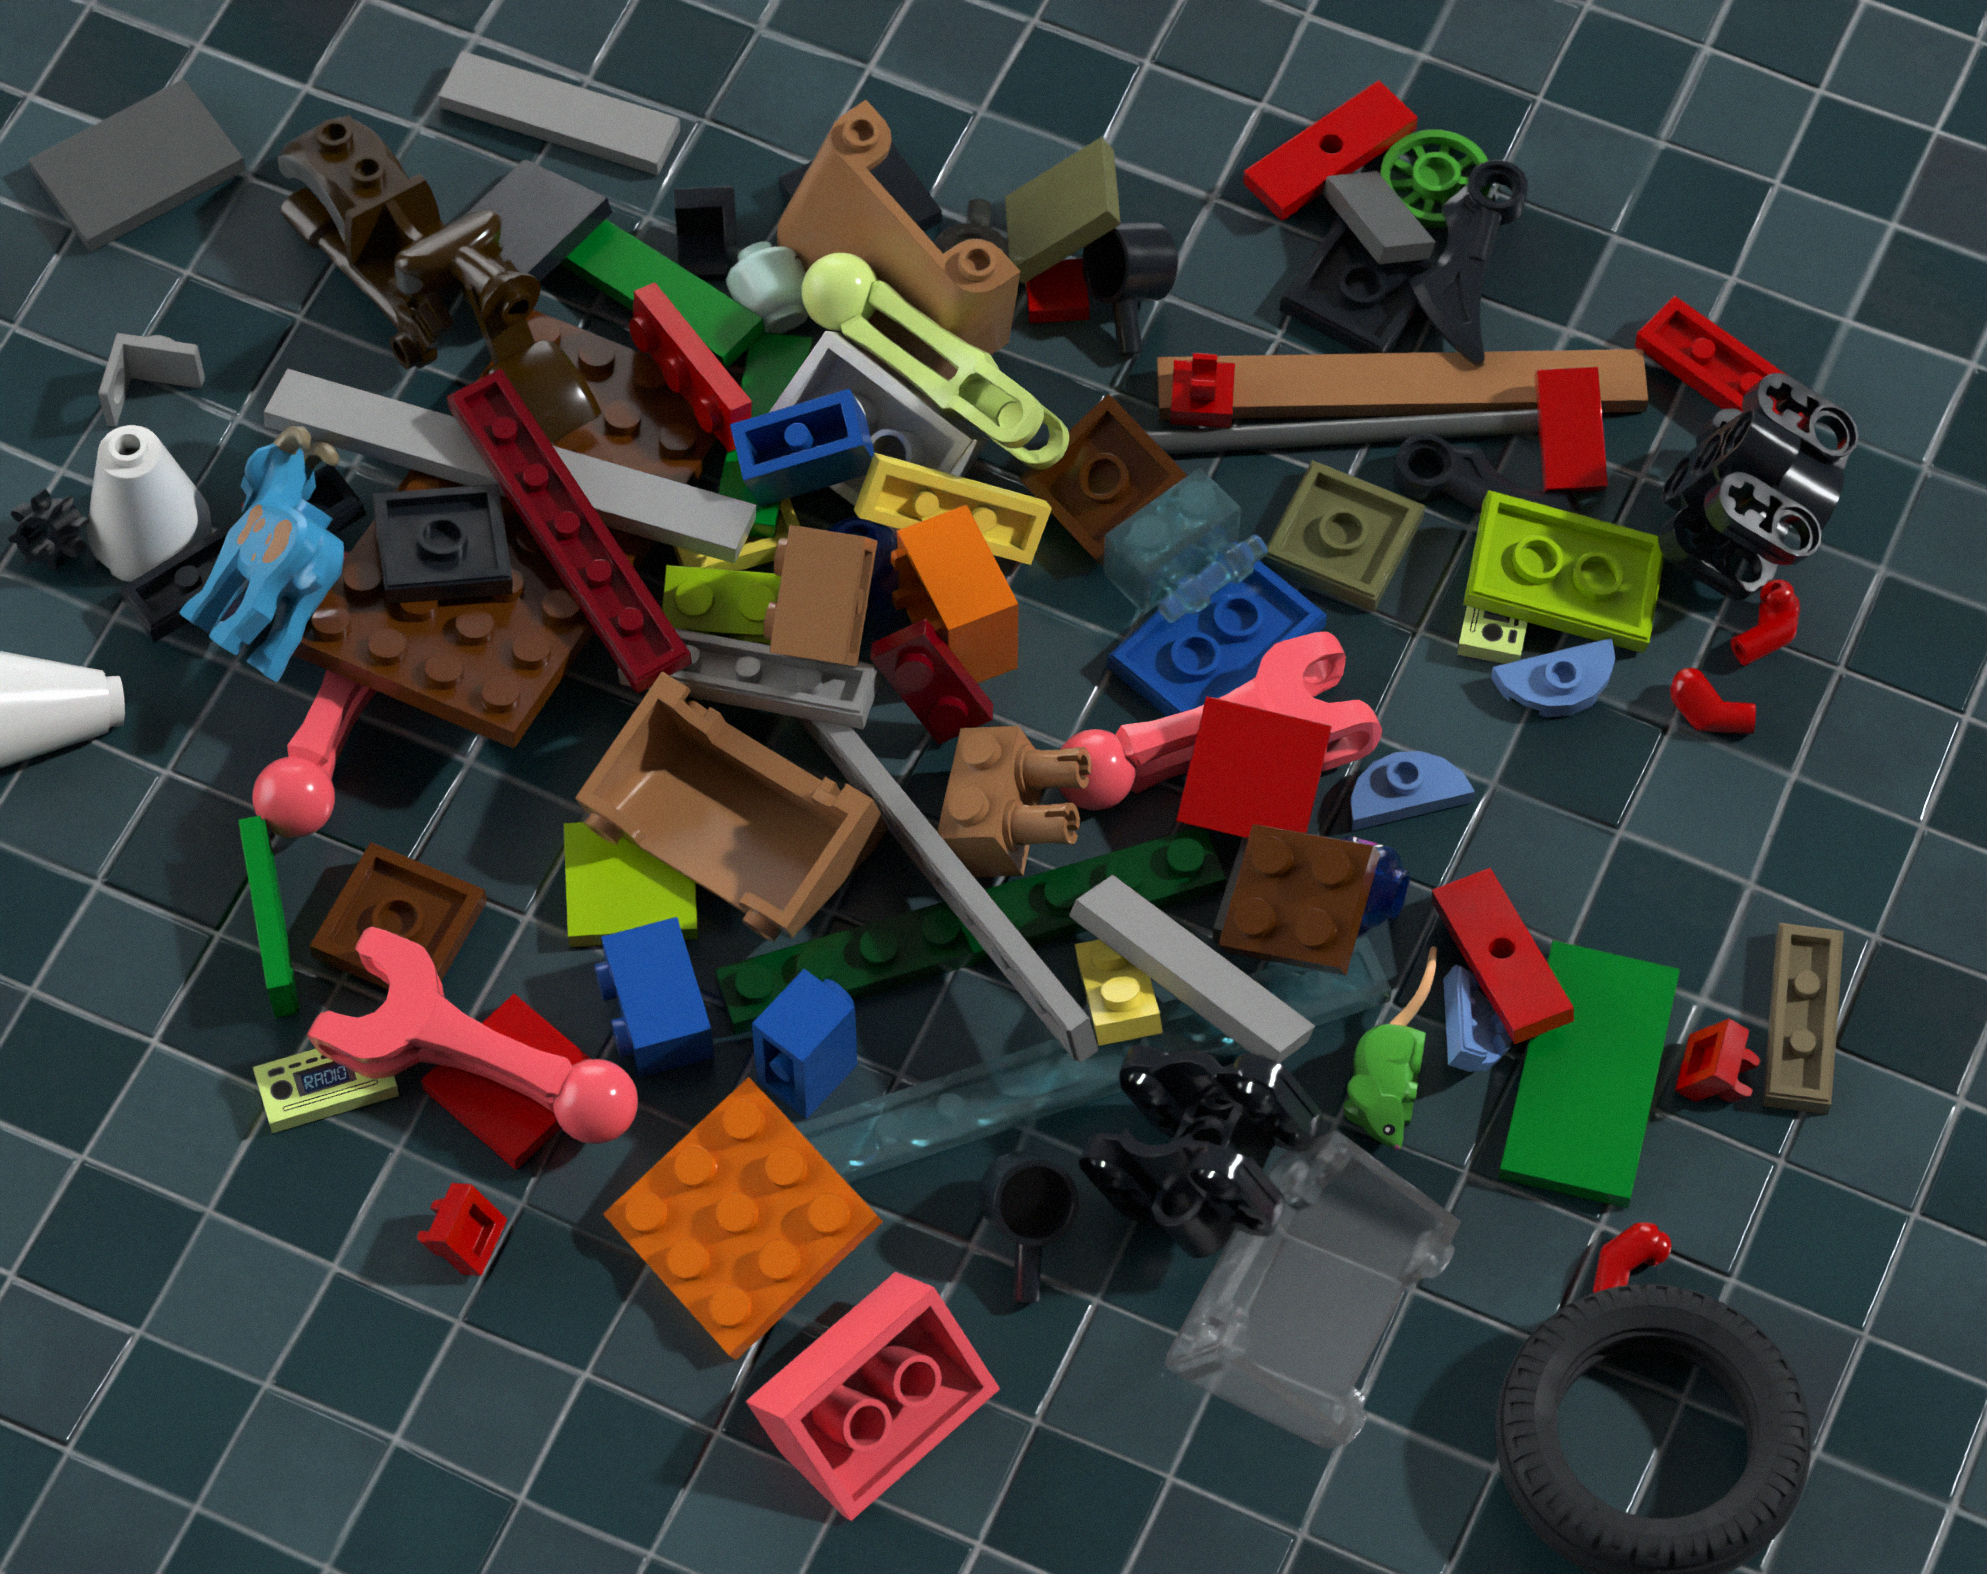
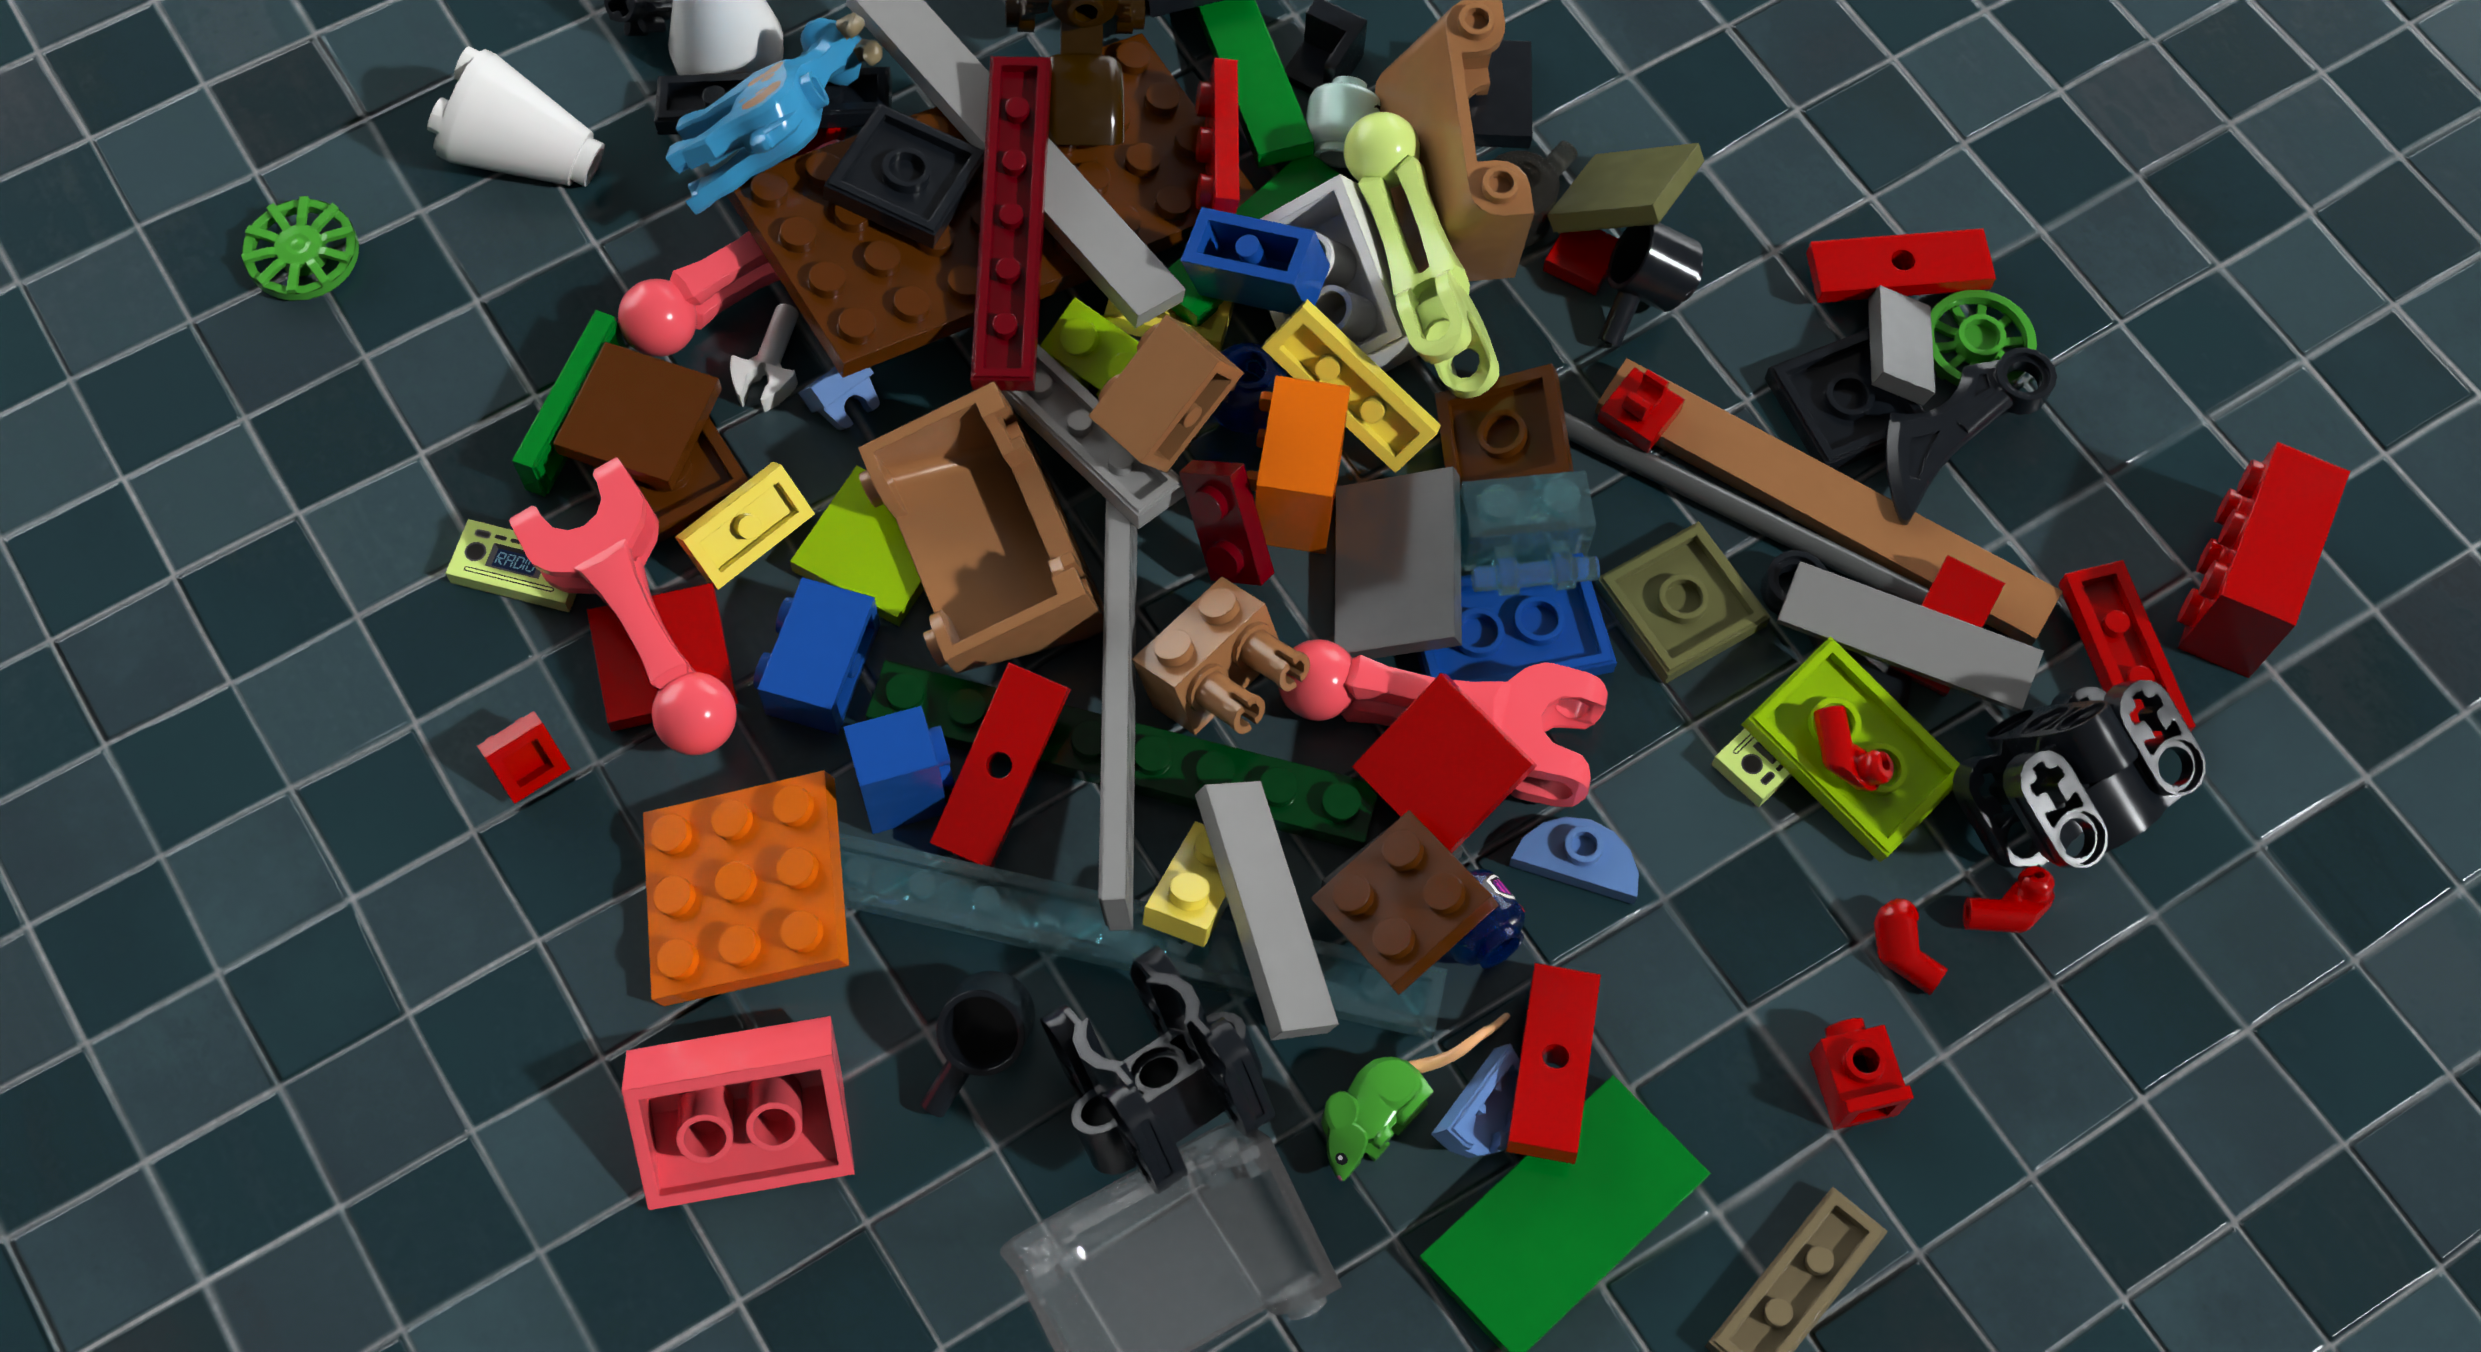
camera: 30 degrees right, 5 degrees up
(342, 884) = (640, 413): none -> reddish brown tile
(410, 782) = (767, 362): none -> white bar
(493, 772) = (831, 391): none -> medium blue tile
(507, 928) = (745, 525): none -> light yellow plate
(878, 951) = (980, 803): none -> red tile
(1095, 637) = (1398, 564): none -> dark grey tile
(1549, 454) = (1910, 637): none -> light grey tile
(1558, 681) = (1784, 842): medium blue plate -> none
(1564, 580) = (1845, 759): none -> red arm
(1714, 1061) = (1681, 1280): red tile -> none
(1741, 825) = (1849, 1093): none -> red brick
(1784, 232) = (2261, 559): none -> red brick

